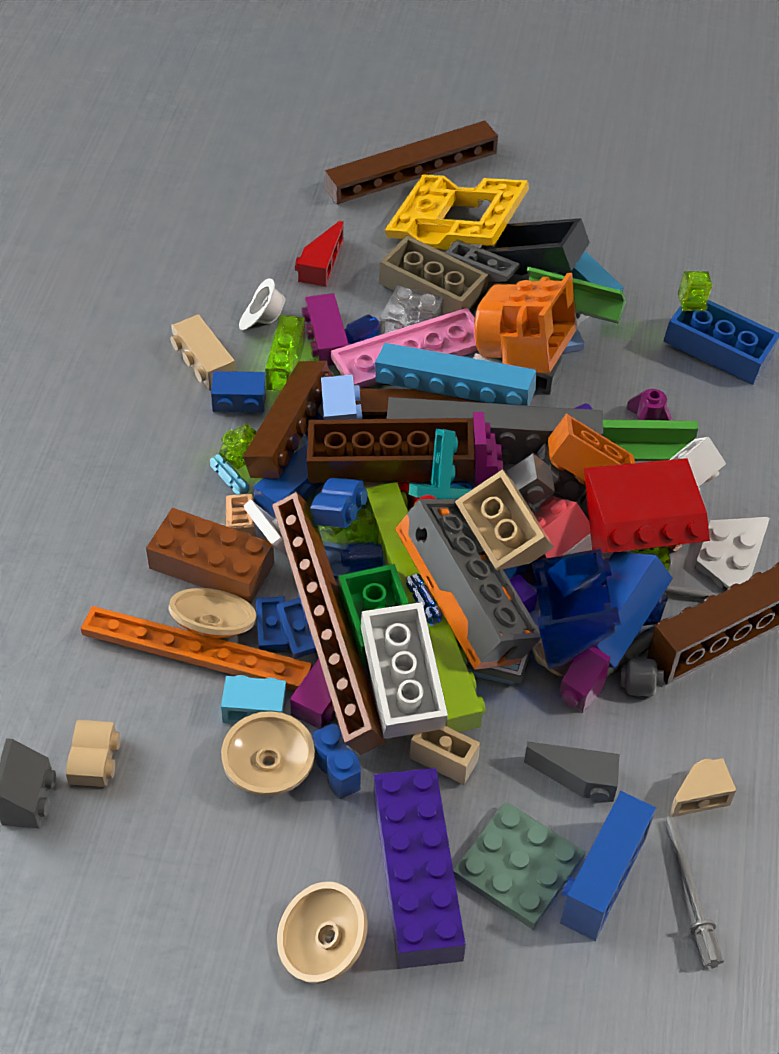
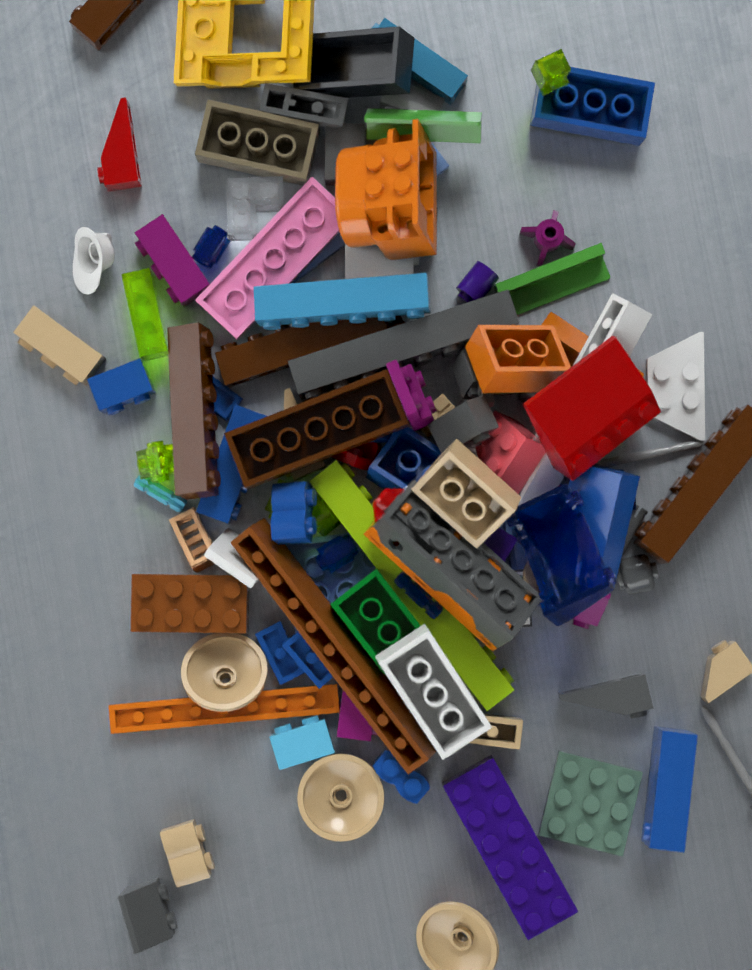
camera: 15 degrees left, 35 degrees up
(340, 397) = (239, 382): light blue brick -> none
(442, 470) = (388, 463): teal bracket -> none

